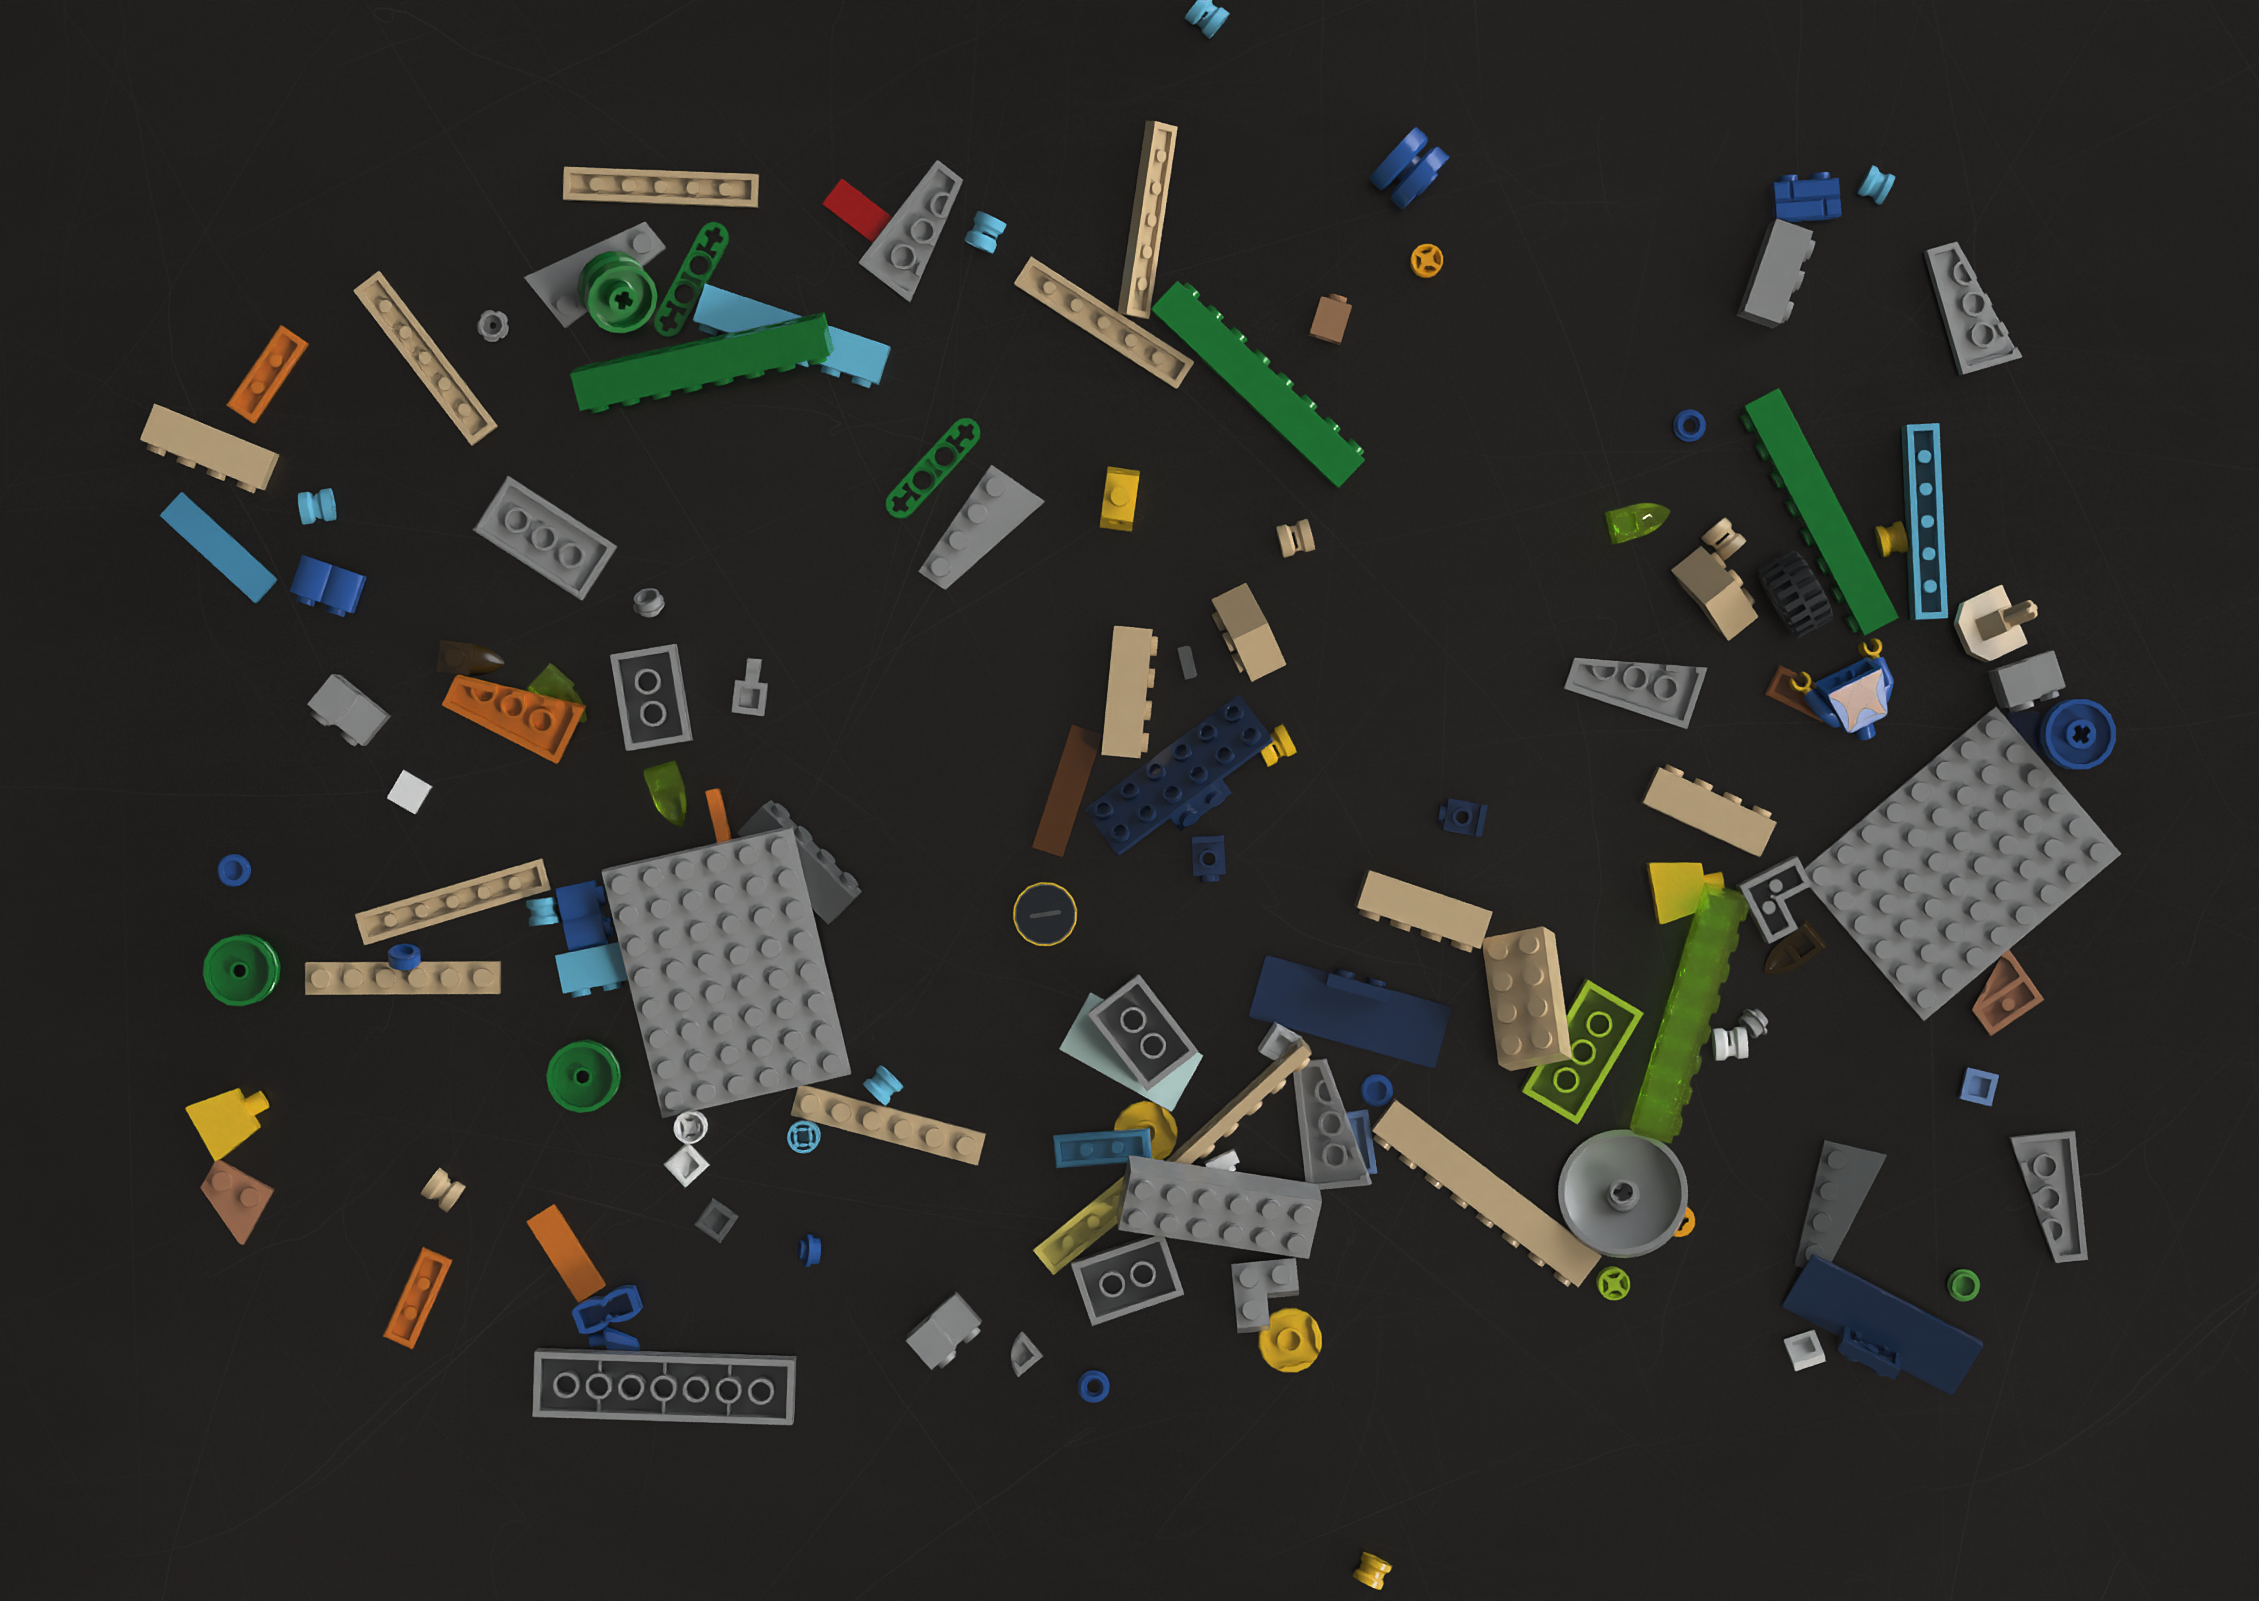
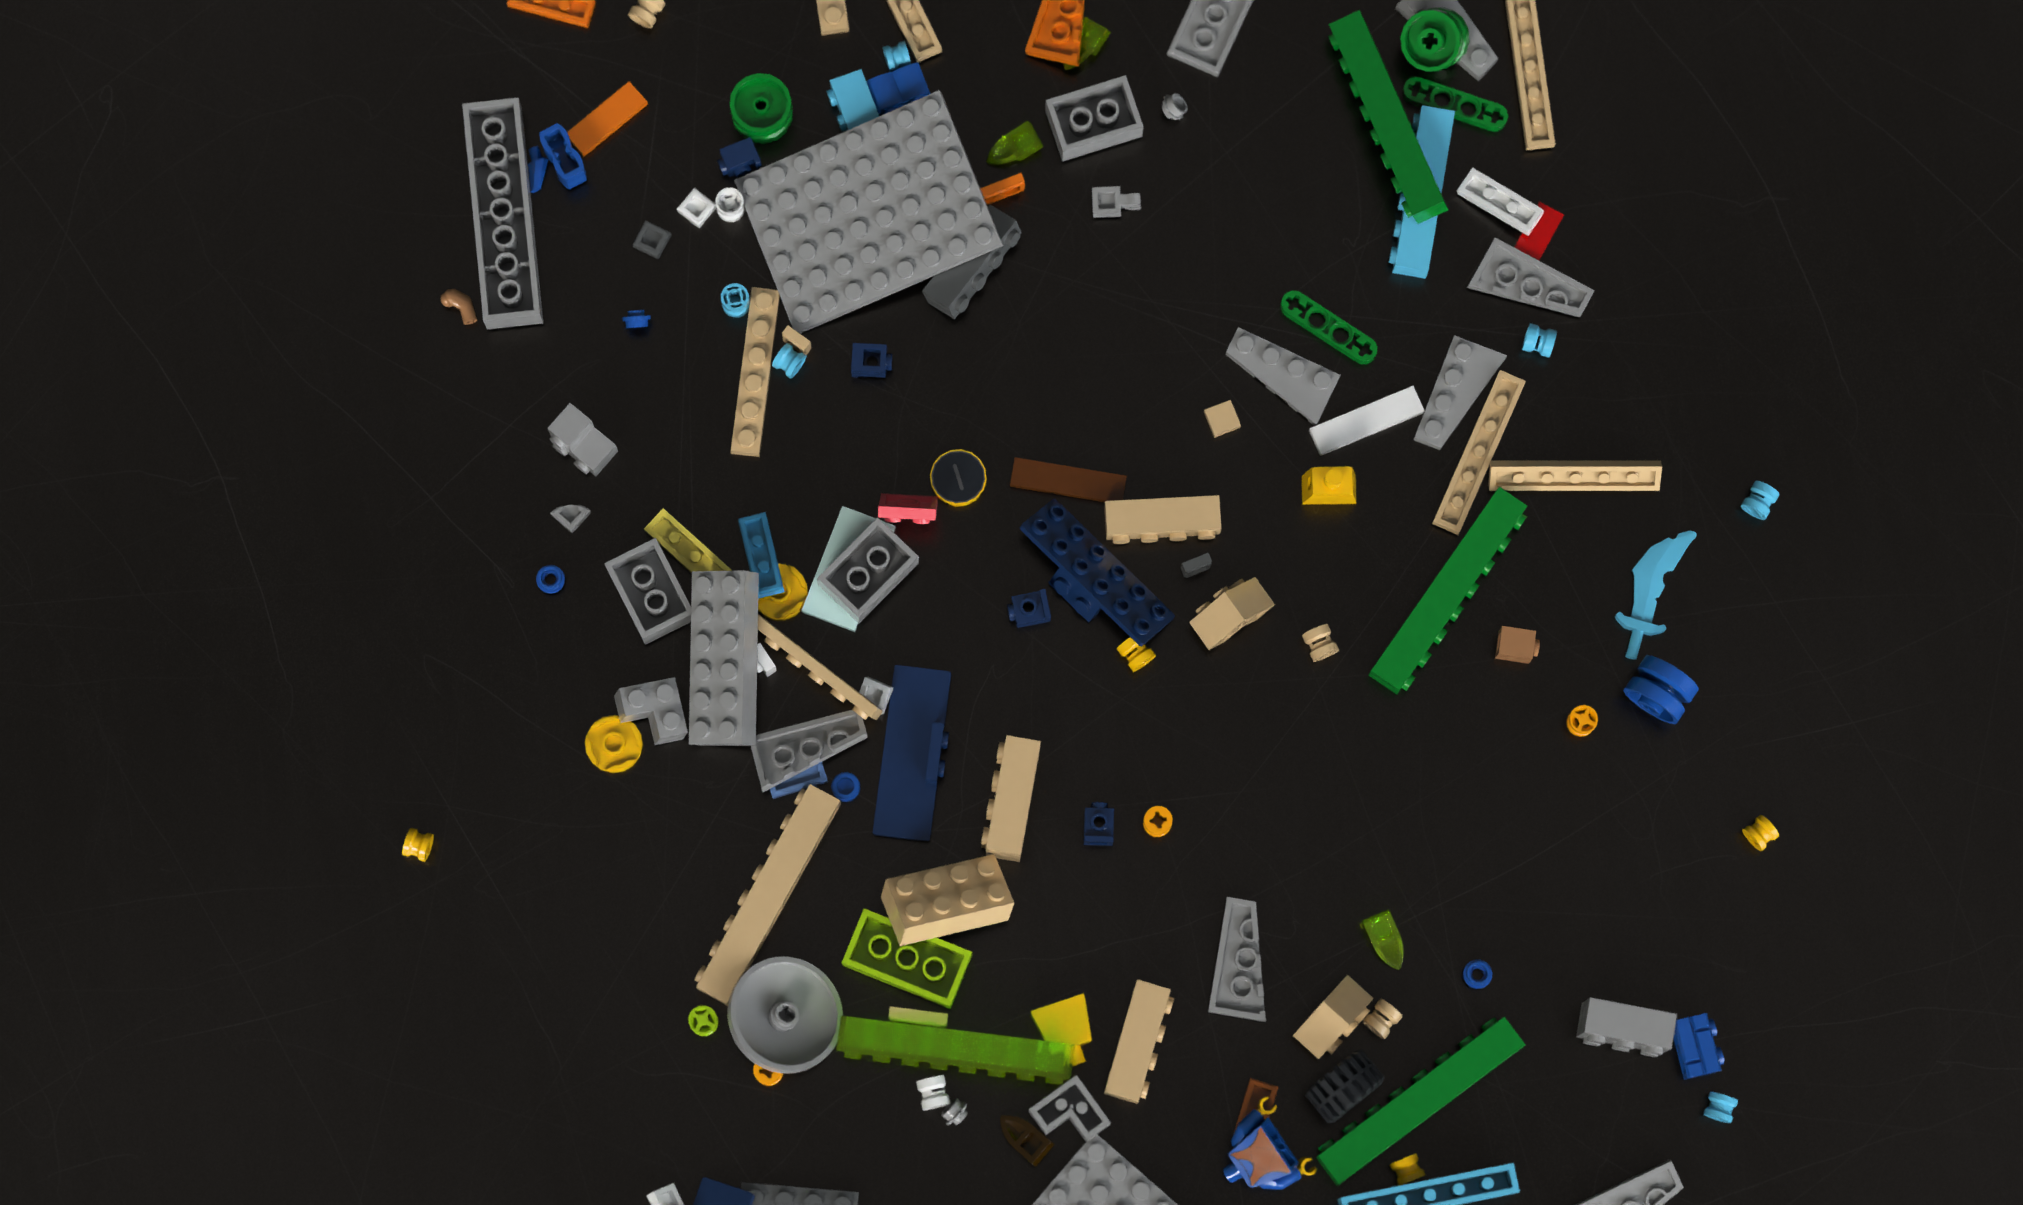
camera: 75 degrees right, 10 degrees down
(638, 1108) = (739, 158): none -> dark blue brick
(758, 1445) = (461, 301): none -> medium nougat arm
(817, 248) = (1500, 201): none -> white plate
(861, 1074) = (798, 341): none -> tan tile
(890, 1004) = (863, 353): none -> dark blue brick
(1020, 331) = (1459, 383): none -> light grey wing
(1021, 606) = (1222, 418): none -> tan tile
(1047, 443) = (1366, 420): none -> white tile
(1075, 976) = (916, 507): none -> coral plate
(1283, 157) = (1649, 585): none -> medium azure sword
(1463, 751) = (1157, 827): none -> light orange wheel
(1581, 85) = (1760, 832): none -> yellow wheel
(1645, 1048) = (918, 1017): none -> tile

